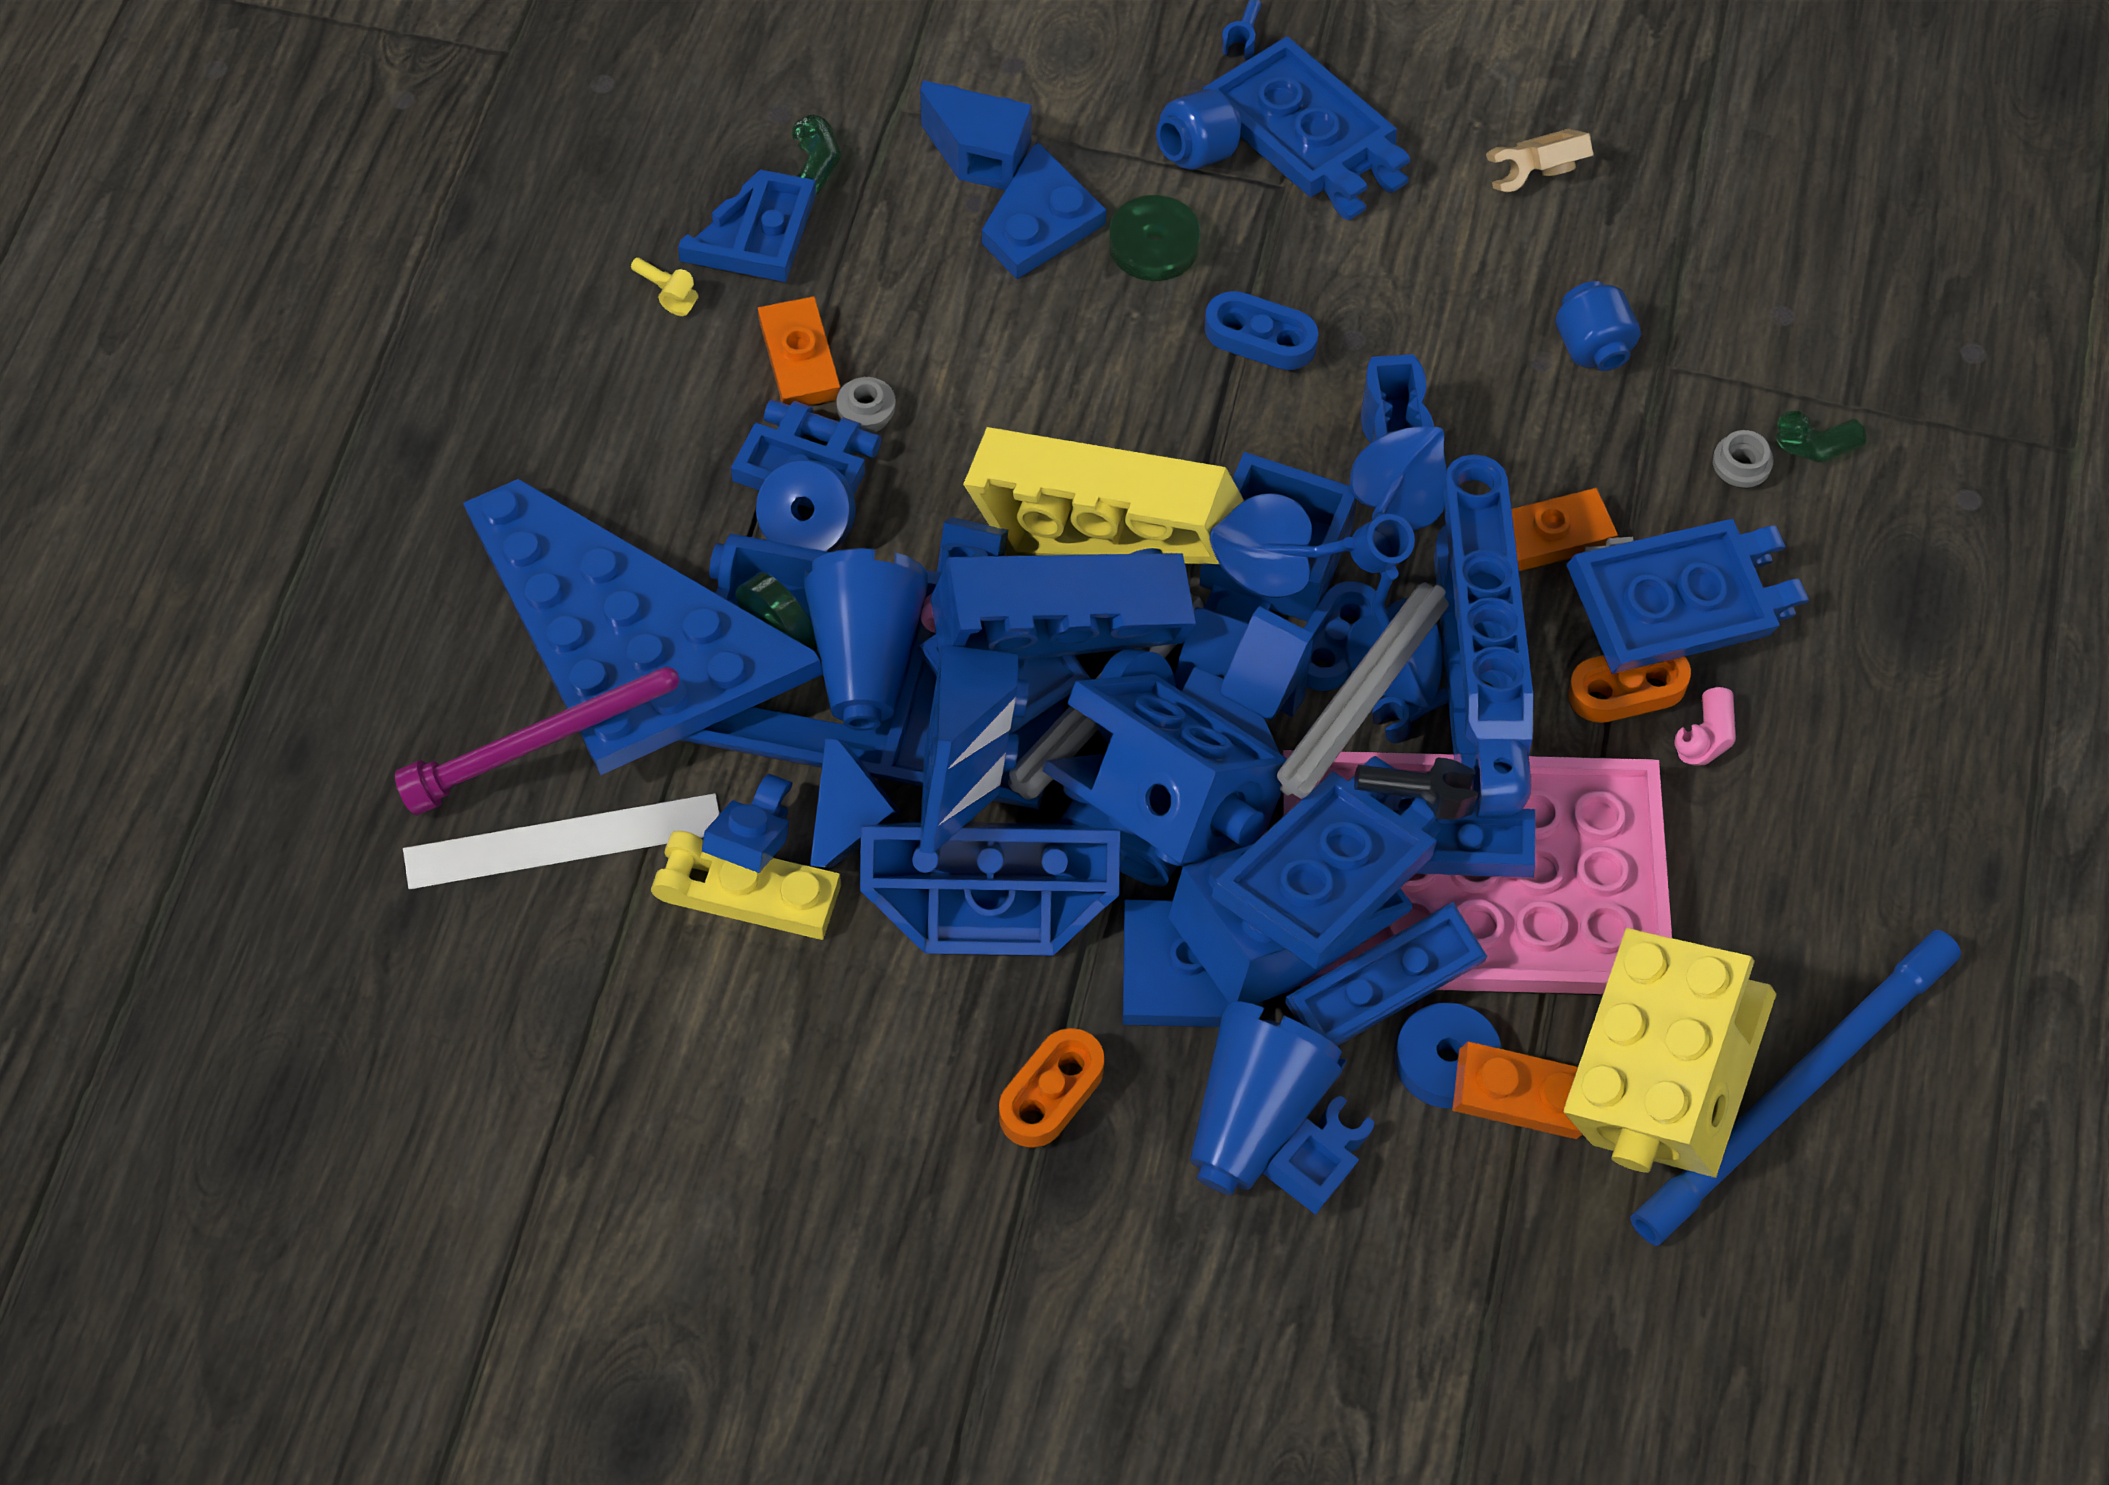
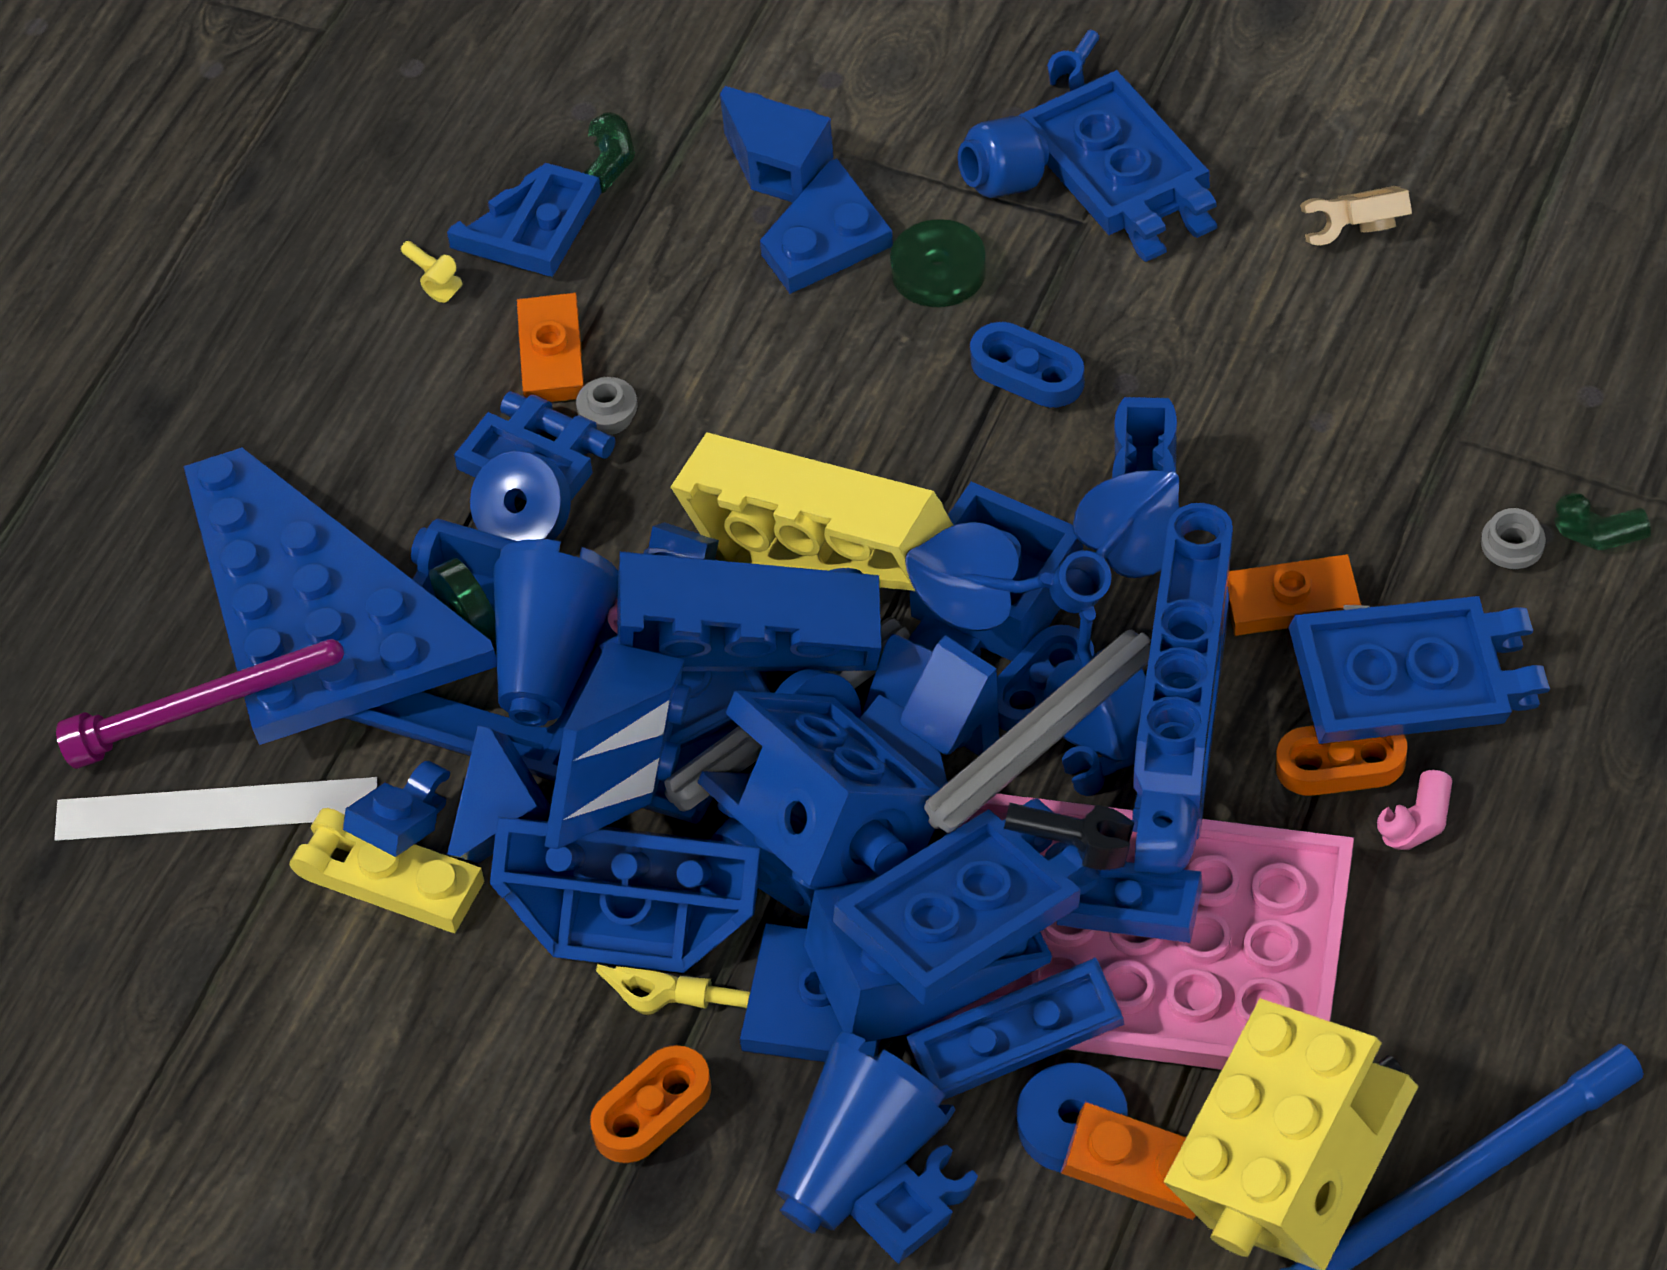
camera: 15 degrees right, 5 degrees down
(1042, 972) = (668, 989): none -> light yellow hand
(1597, 326) = (1380, 386): blue head -> none

